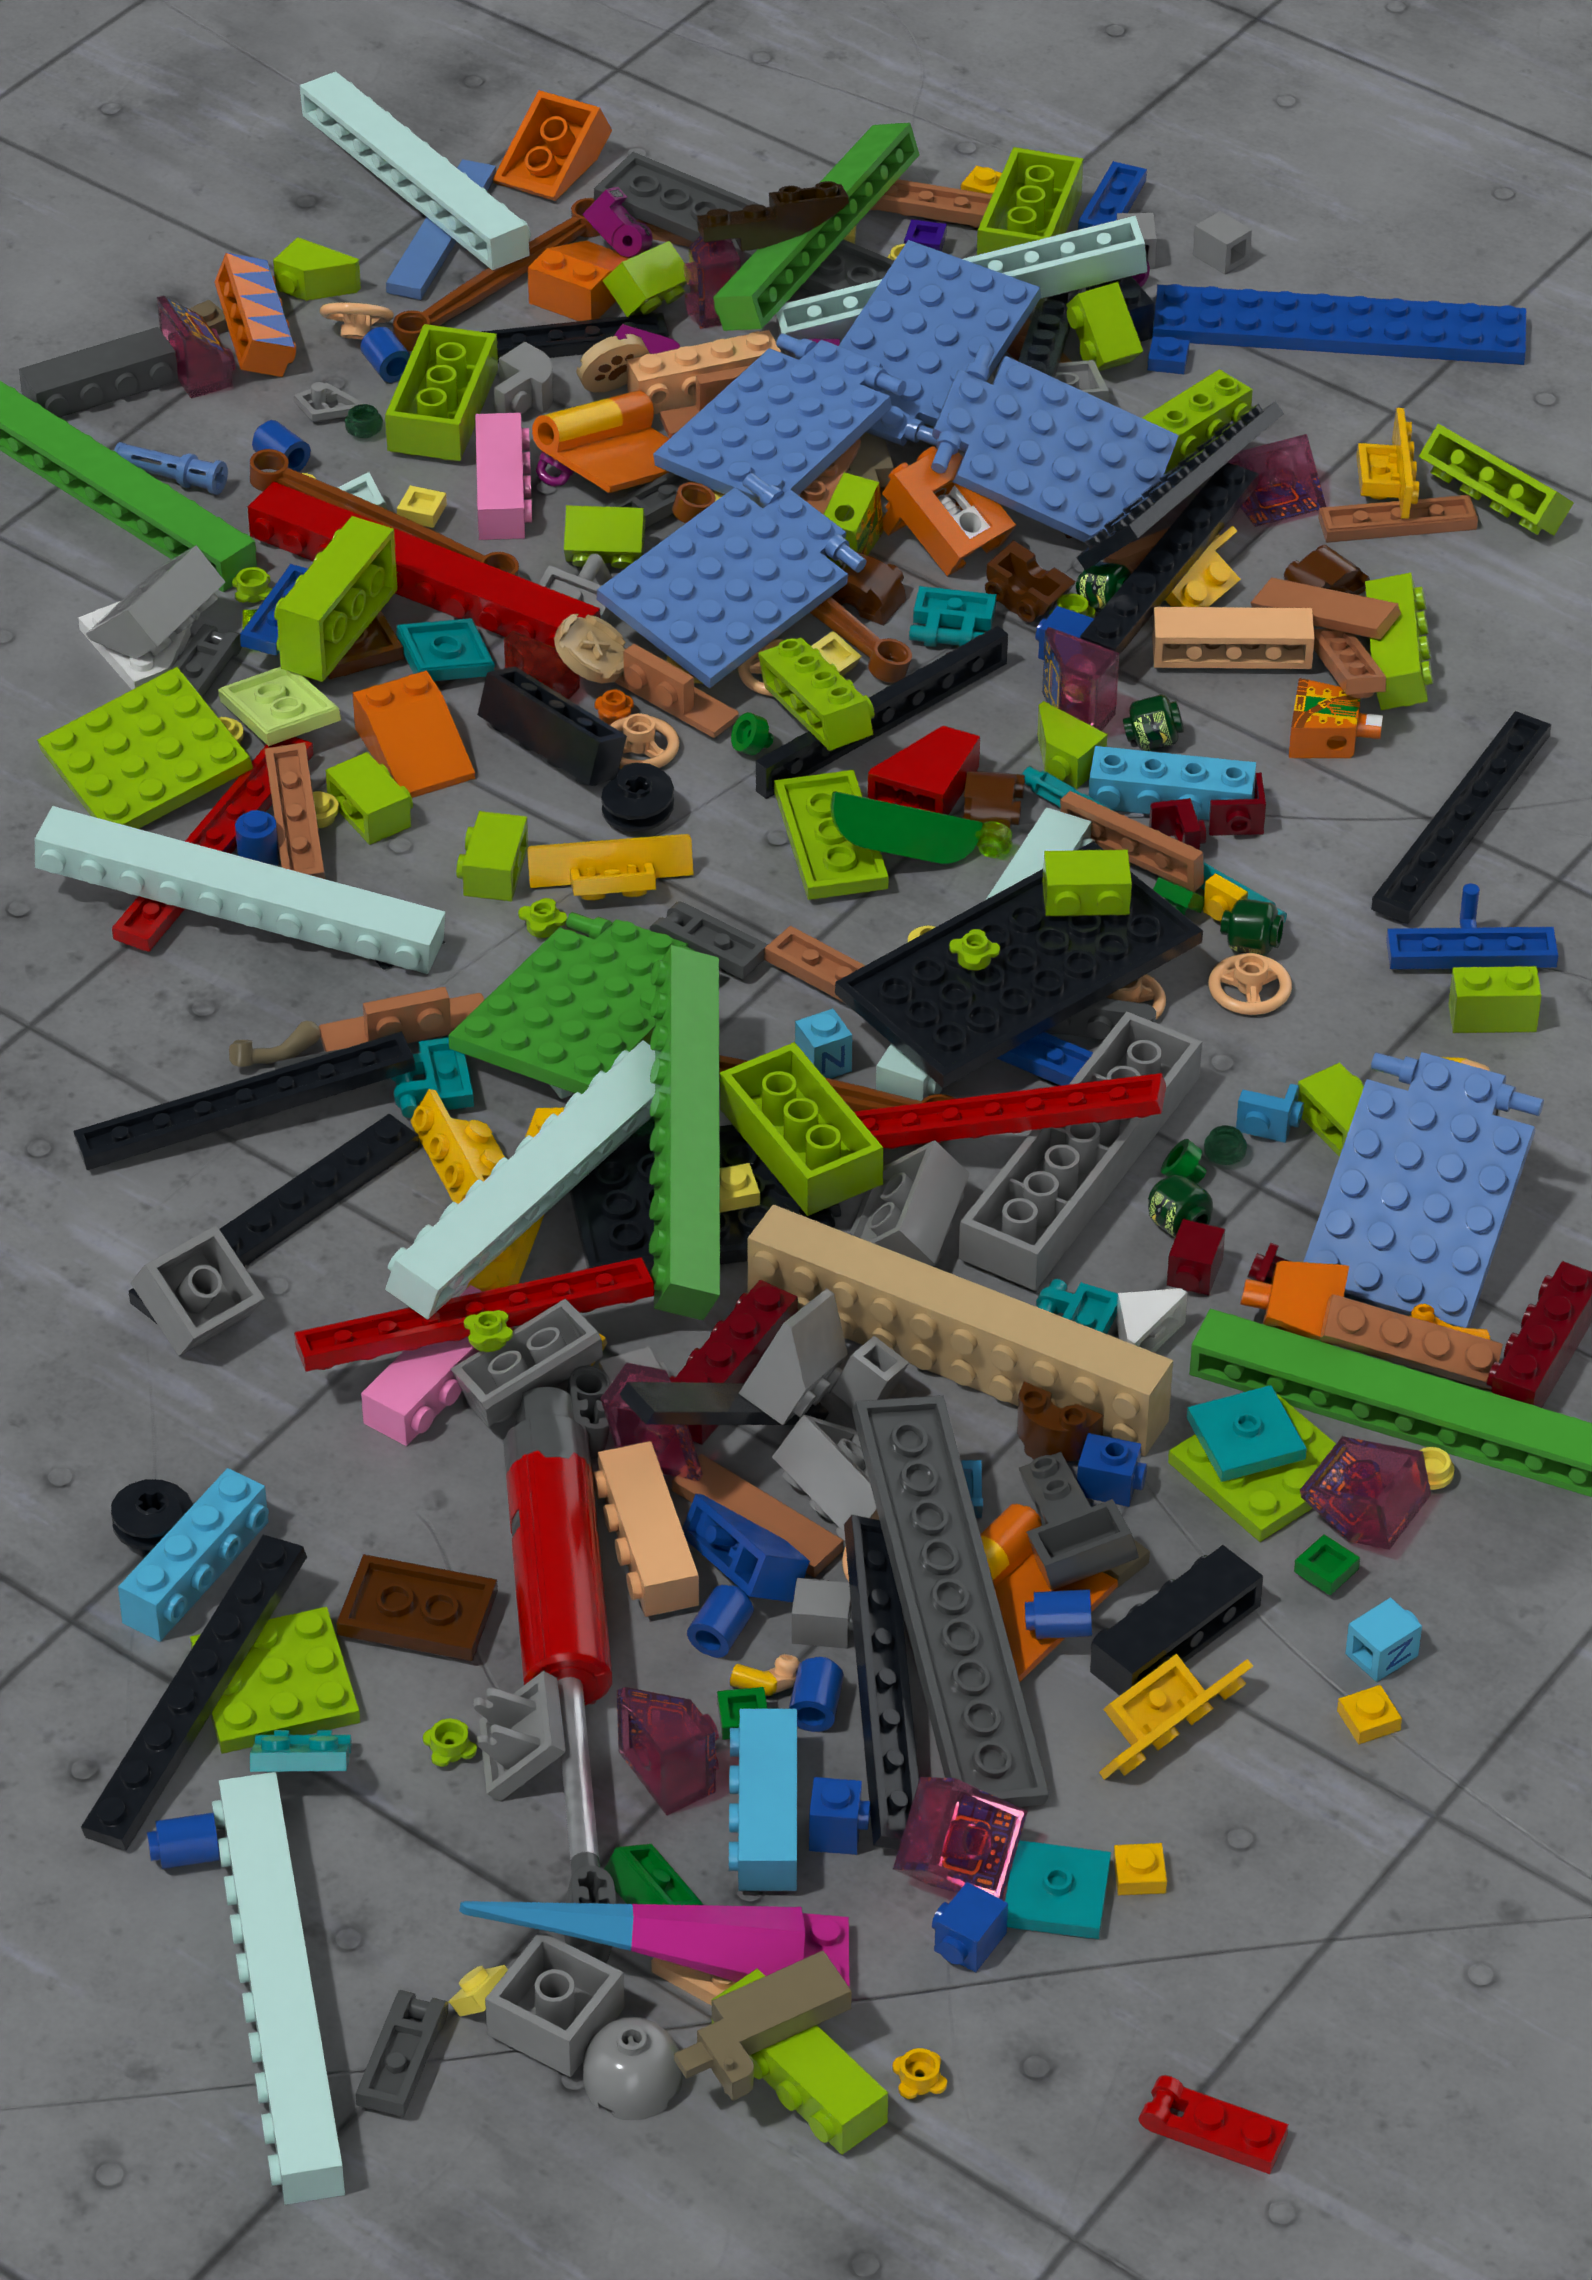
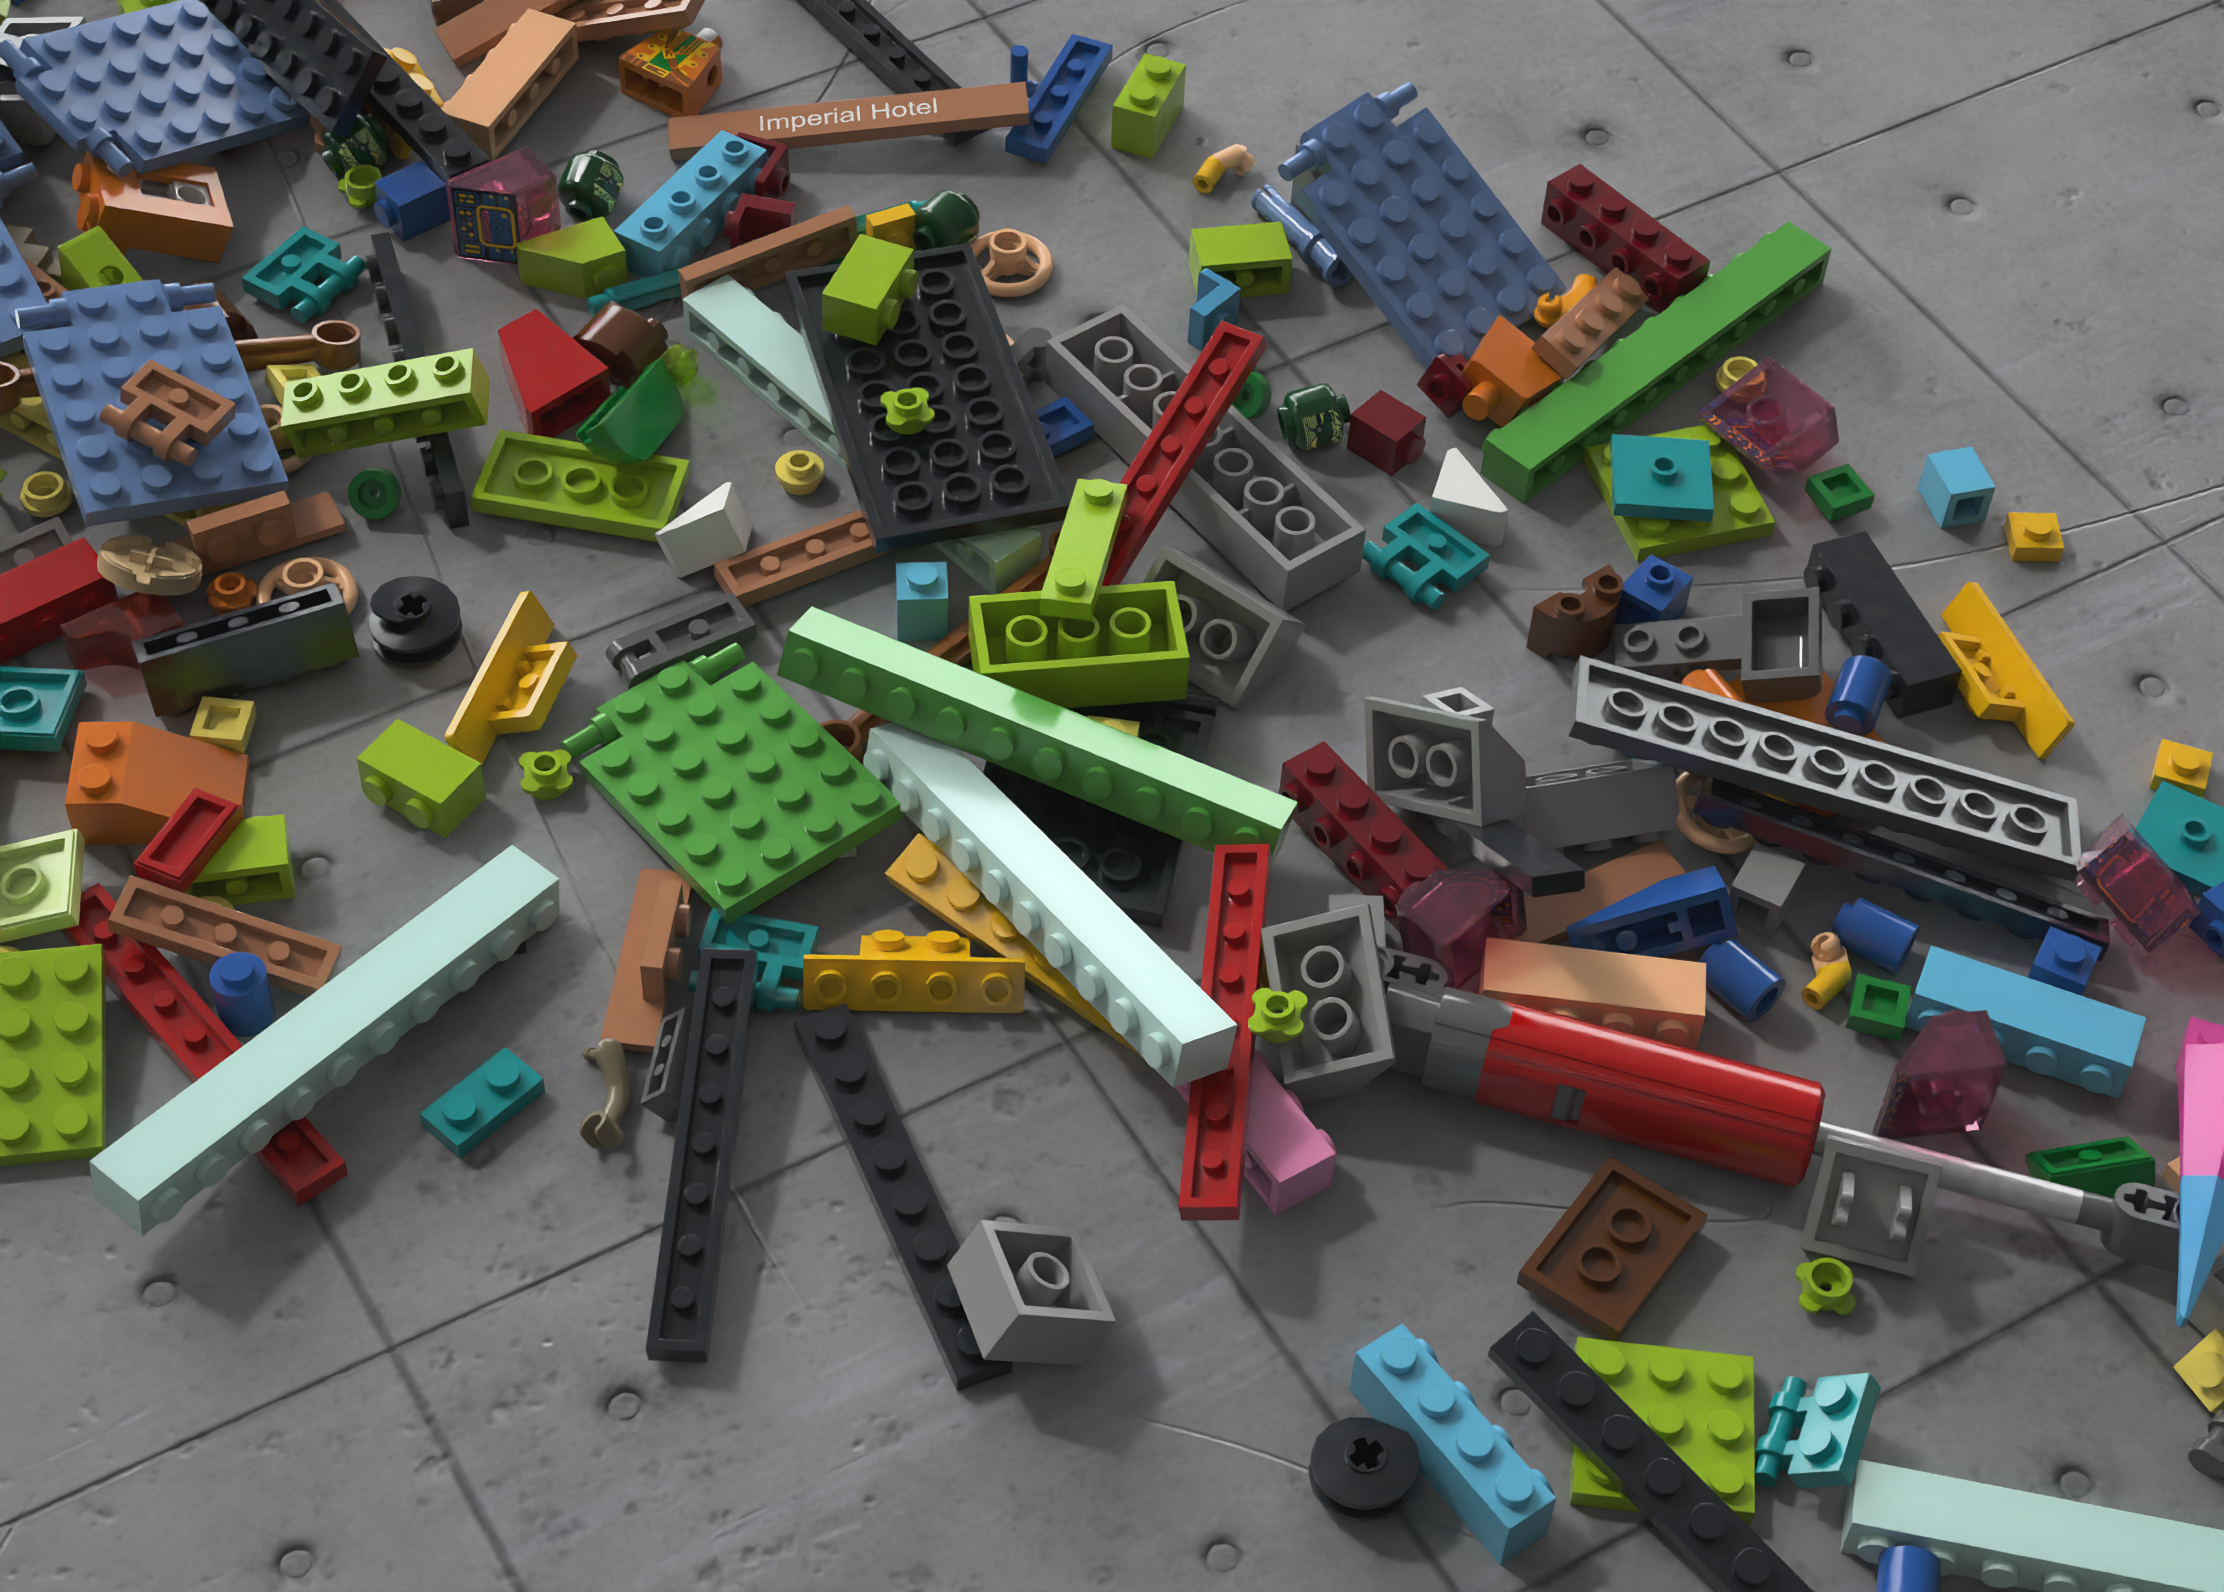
camera: 70 degrees left, 5 degrees up
(241, 992) = (482, 1102): none -> teal plate
(355, 759) = (188, 840): none -> red tile
(488, 747) = (224, 722): none -> light yellow plate
(715, 588) = (173, 401): none -> nougat plate
(825, 912) = (706, 532): none -> white slope
(884, 1087) = (1083, 549): none -> lime plate
(963, 1327) = (1419, 633): tan brick -> none
(1023, 584) = (315, 199): reddish brown cylinder -> none
(1341, 838) = (859, 118): none -> nougat tile

